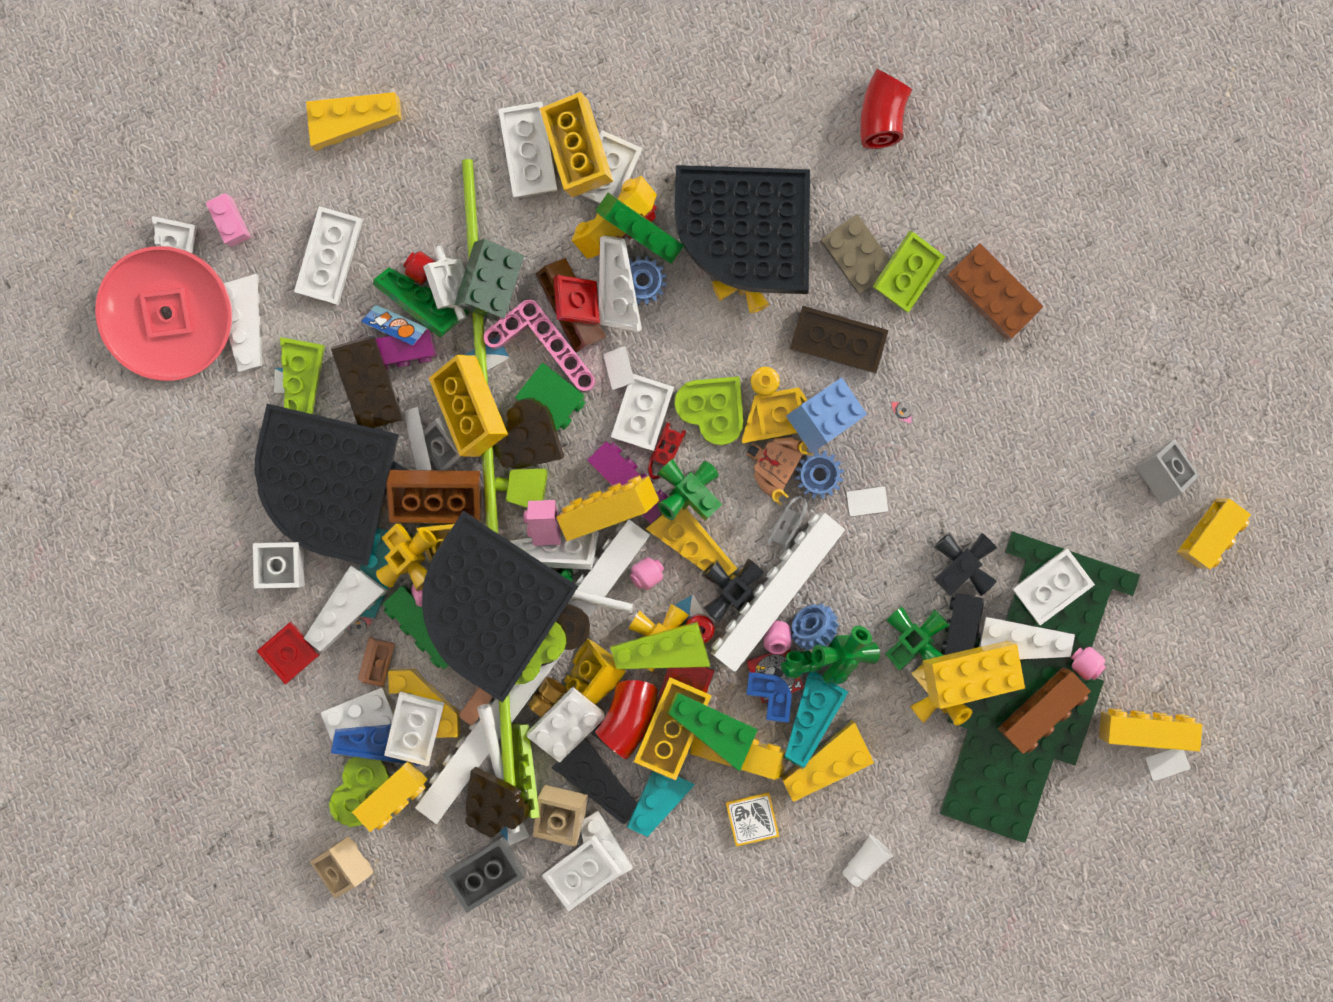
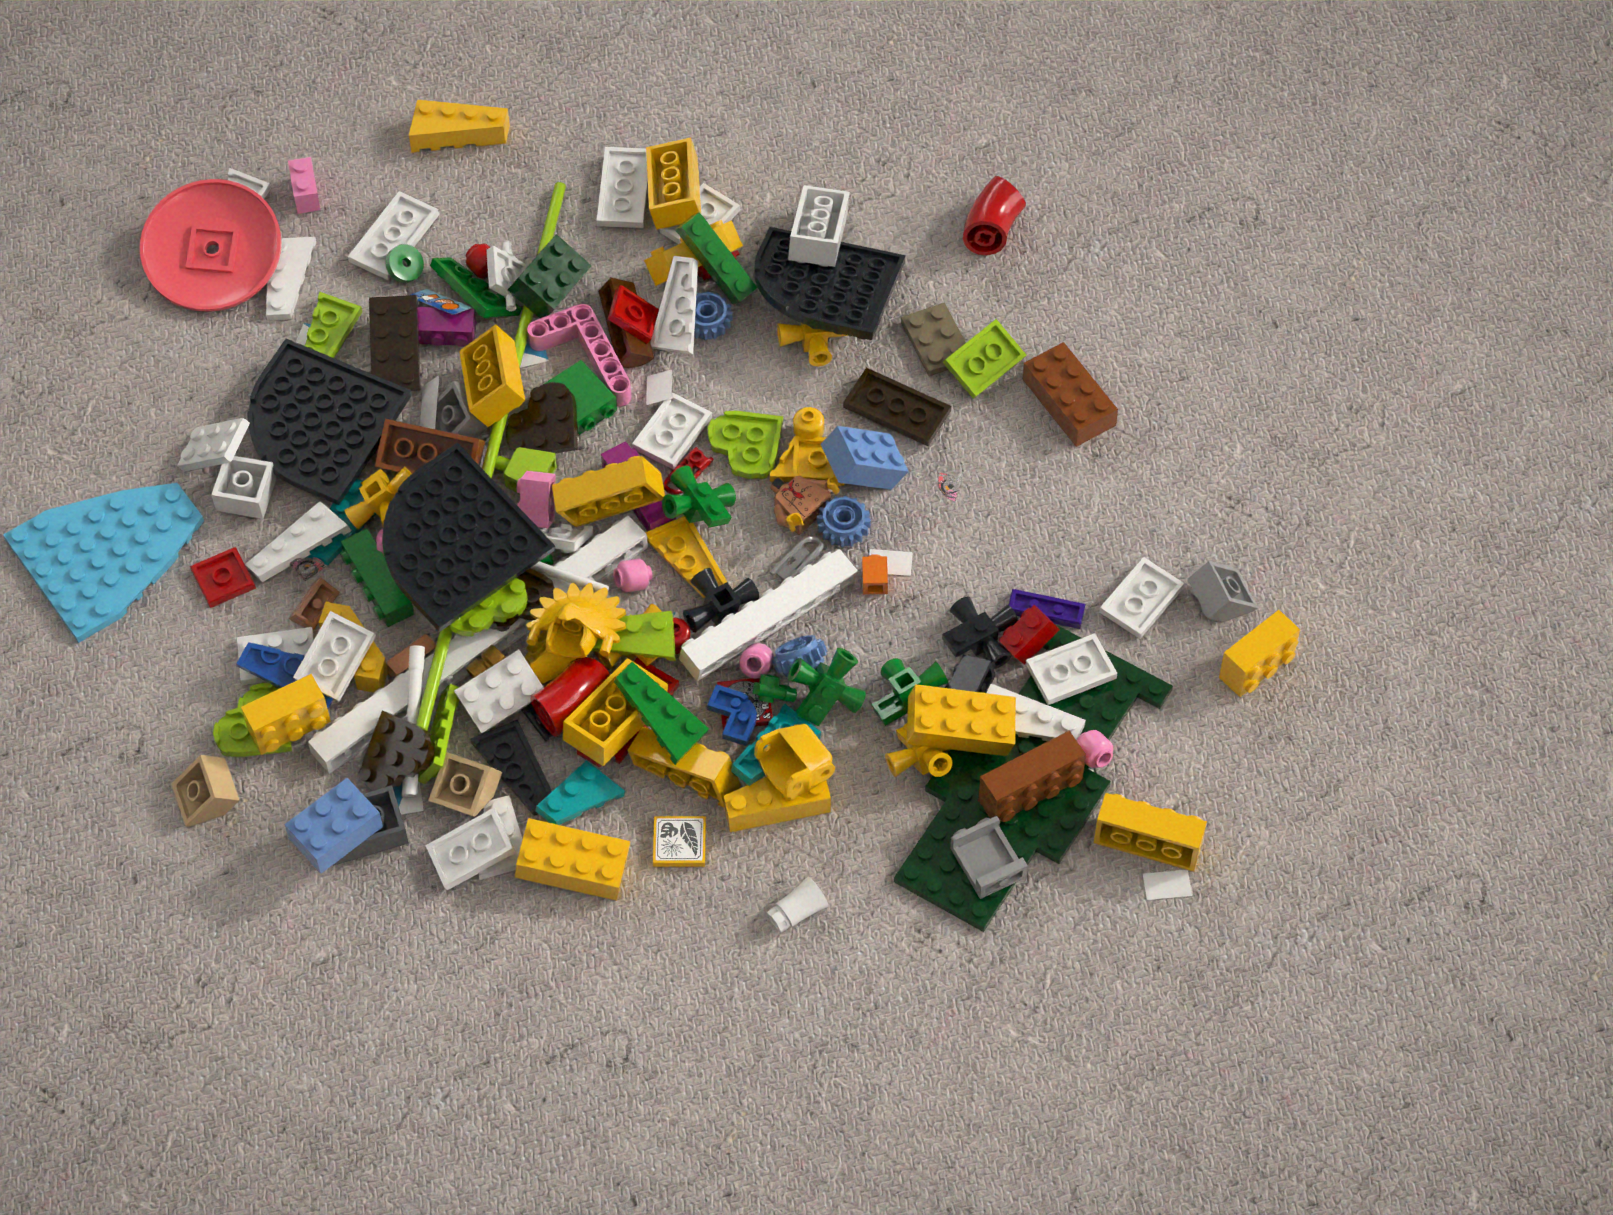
camera: 15 degrees right, 30 degrees down
(176, 651) = (104, 551): none -> medium azure wing
(237, 531) = (213, 444): none -> white plate
(339, 287) = (396, 268): none -> piece
(464, 897) = (333, 825): none -> medium blue brick
(616, 651) = (577, 621): none -> yellow piece
(670, 865) = (572, 859): none -> yellow brick
(725, 164) = (818, 226): none -> white brick
(839, 745) = (794, 759): none -> yellow piece
(859, 523) = (875, 574): none -> orange brick
(1011, 558) = (1028, 634): none -> red brick
(1014, 519) = (1057, 610): none -> dark purple tile
(1018, 786) = (987, 857): none -> light grey panel
(1097, 491) = (1141, 598): none -> white plate

